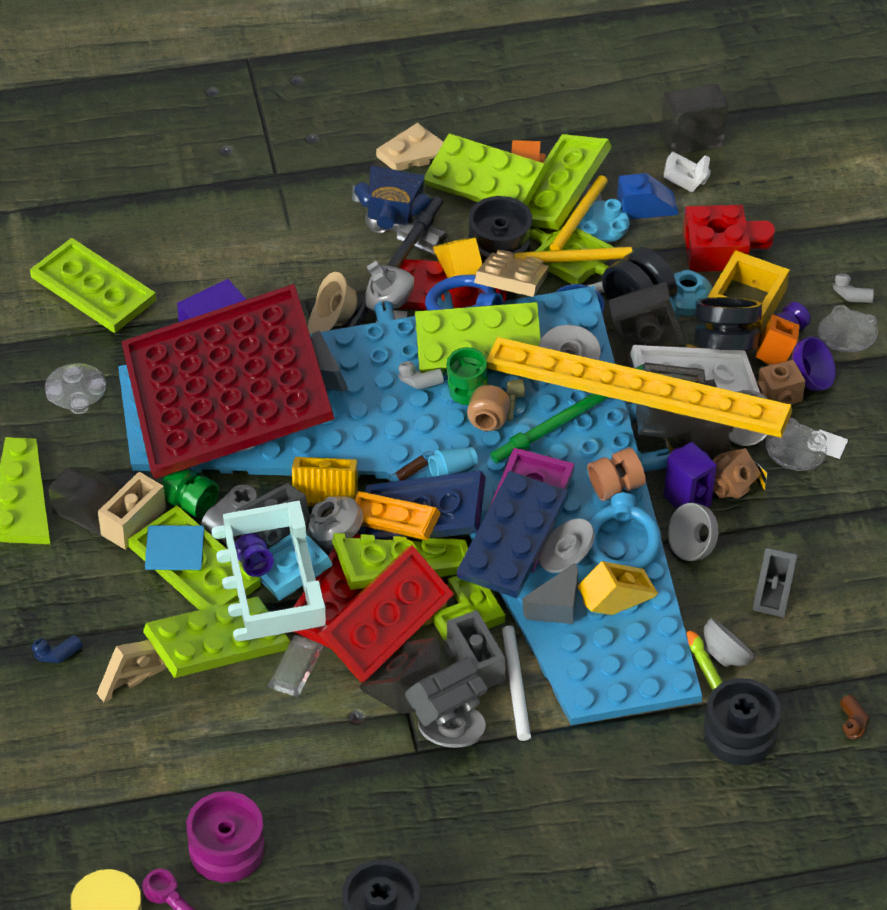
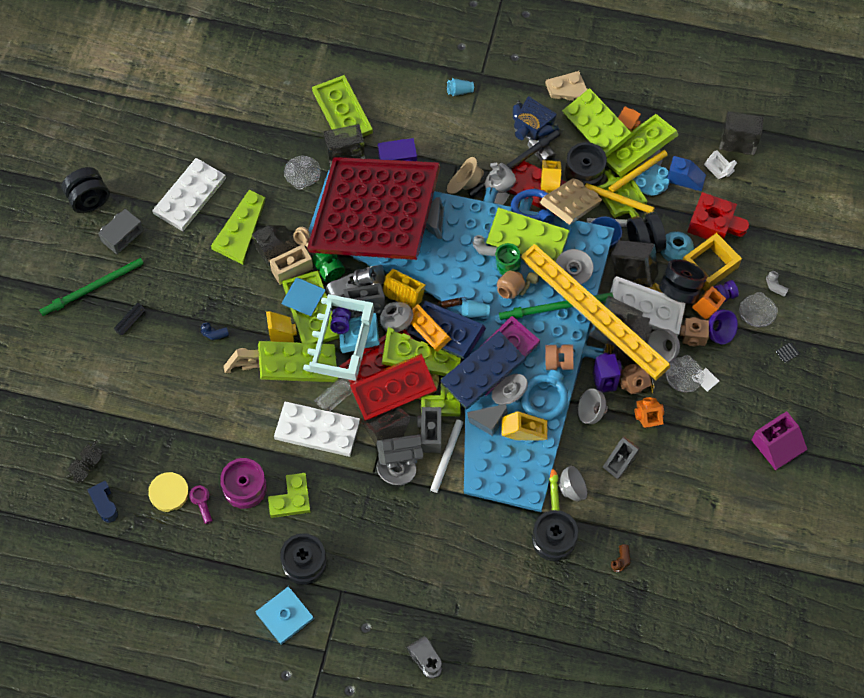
camera: 25 degrees right, 15 degrees up
(122, 318) = (344, 143): none -> clear smoke brick
(126, 466) = (302, 236): none -> tan plate
(161, 598) = (280, 327): none -> yellow slope
(254, 198) = (459, 87): none -> medium azure cone
(265, 478) = (369, 276): none -> flat silver piece
(295, 722) = (317, 429): none -> white plate
(317, 833) = (295, 501): none -> lime plate
(779, 508) = (649, 412): none -> orange brick

